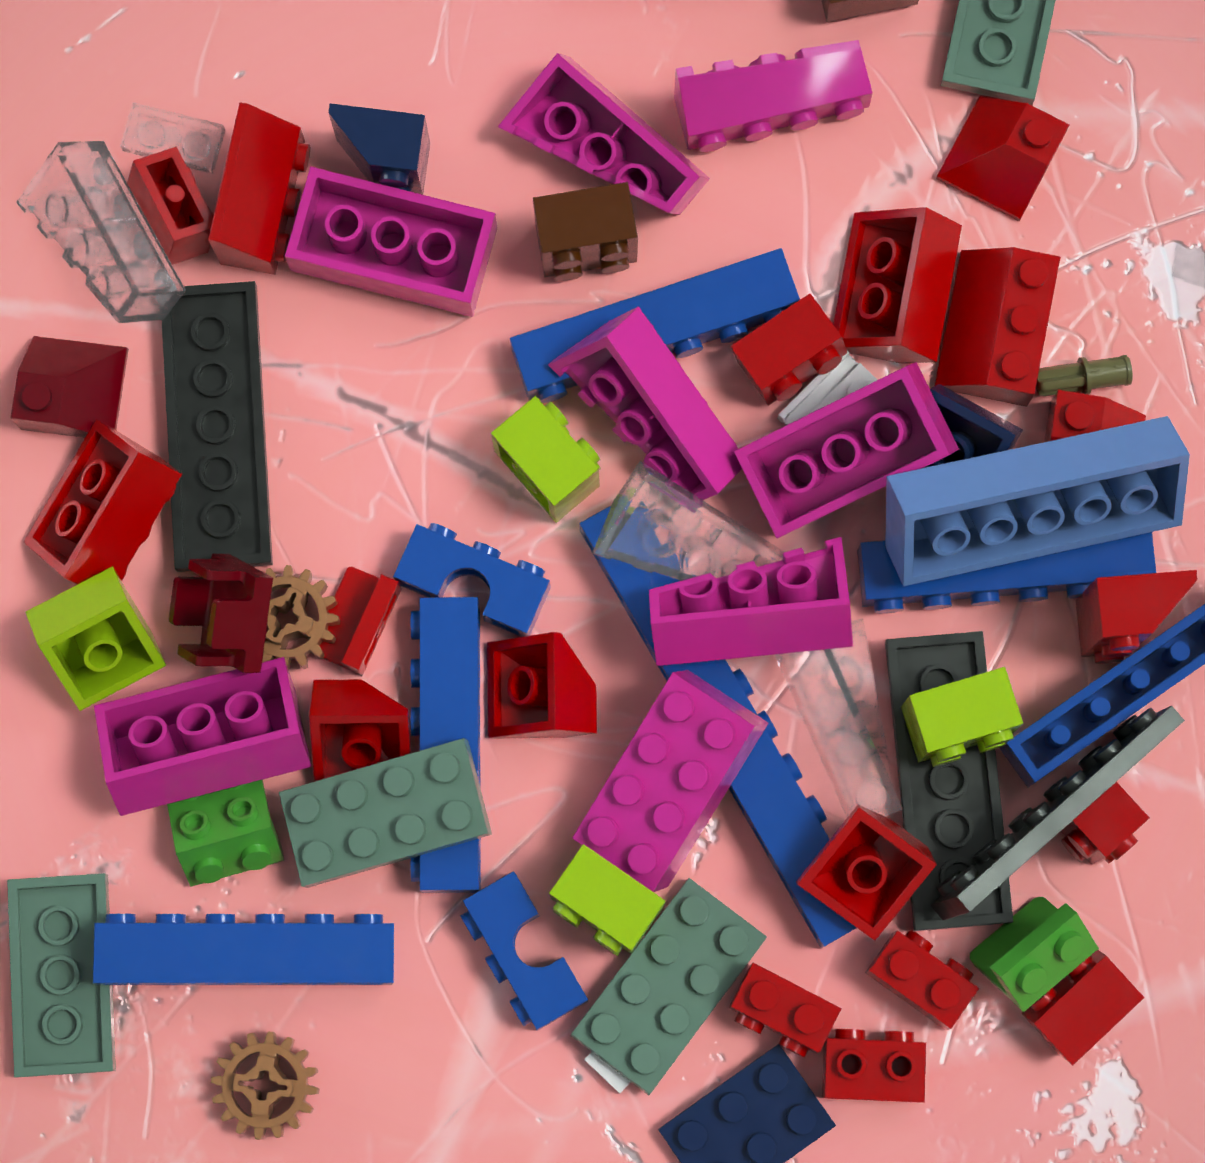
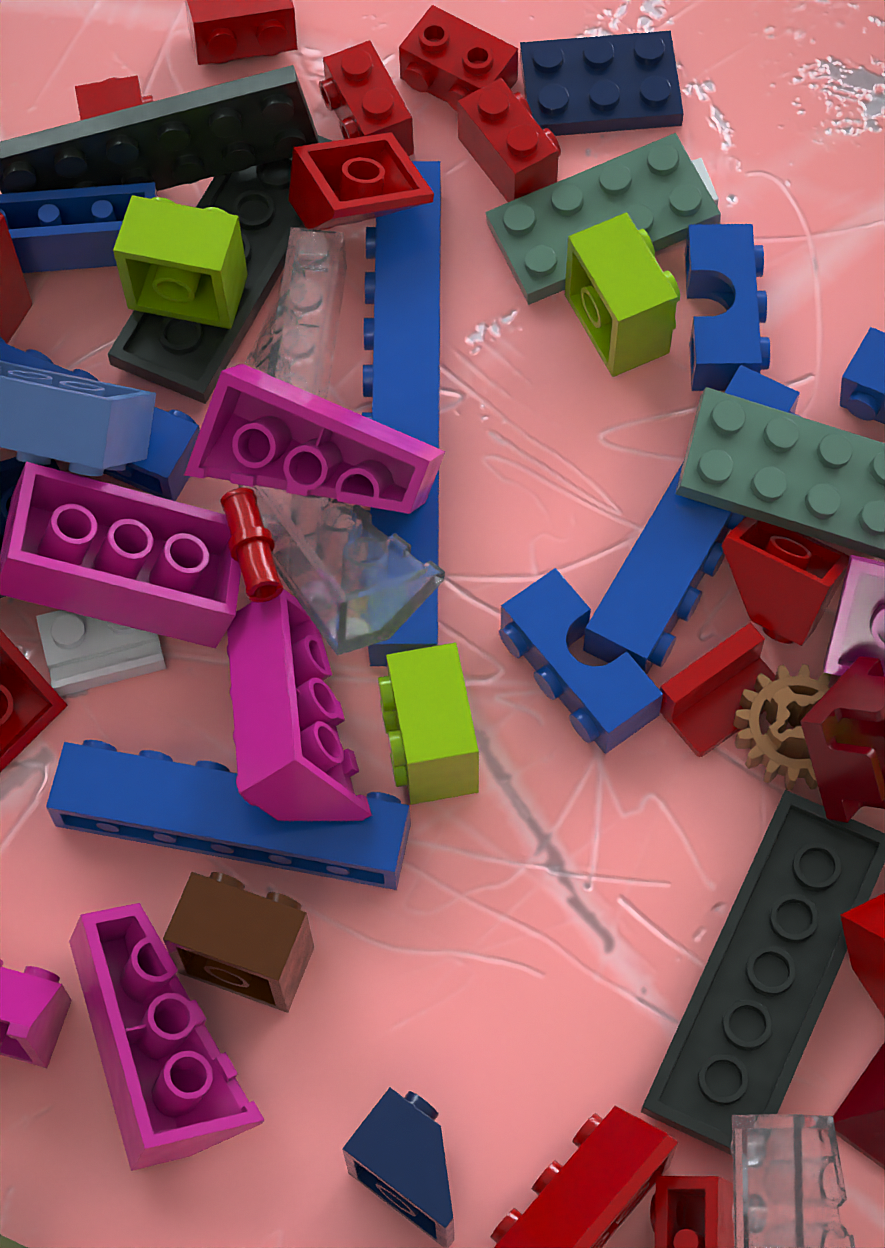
camera: 150 degrees left, 15 degrees down
(391, 241) = (465, 1053): dark pink brick -> none
(538, 689) = (577, 519): red slope -> none
(670, 780) = (494, 355): dark pink brick -> none
(755, 508) = (251, 545): none -> red pin
(790, 350) = (109, 702): red brick -> none
(1034, 951) = (251, 48): bright green bracket -> none

